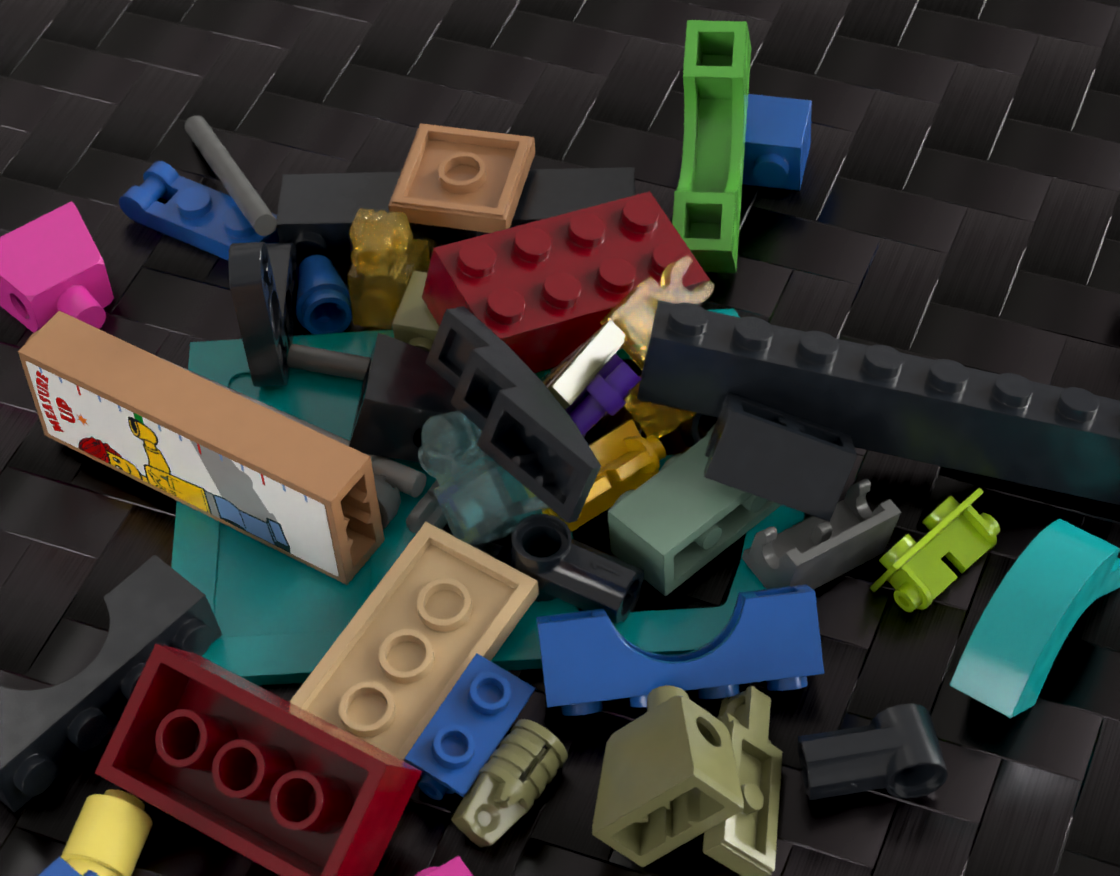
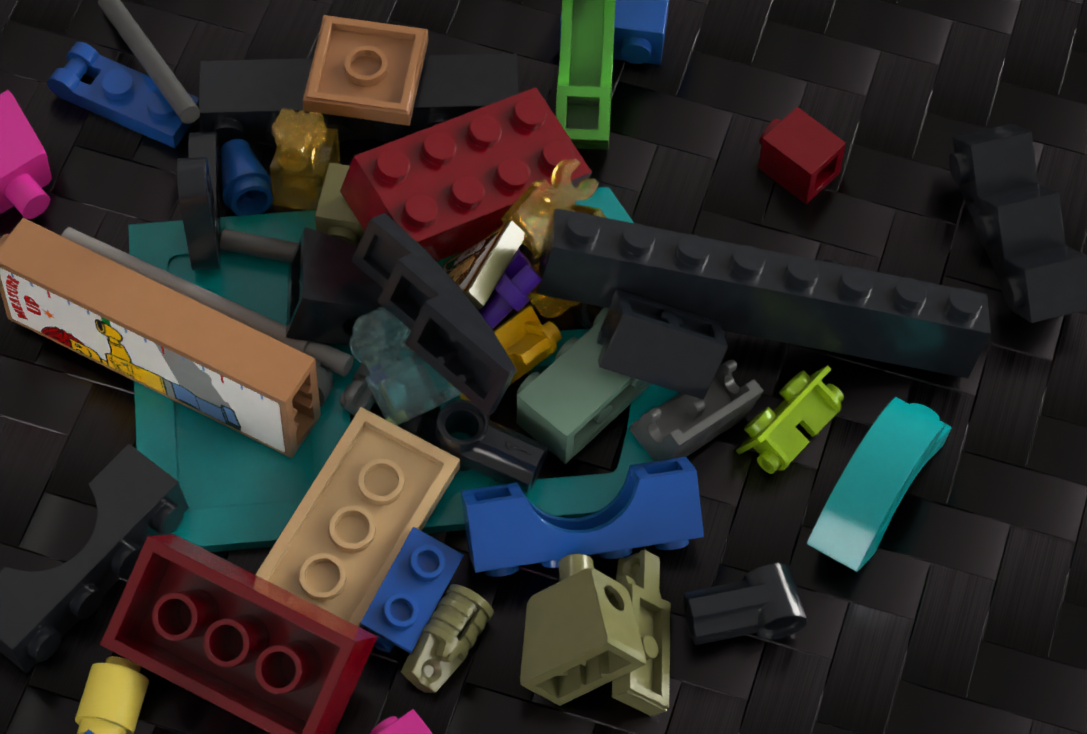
camera: 10 degrees left, 10 degrees up
(956, 274) = (800, 154): none -> dark red brick

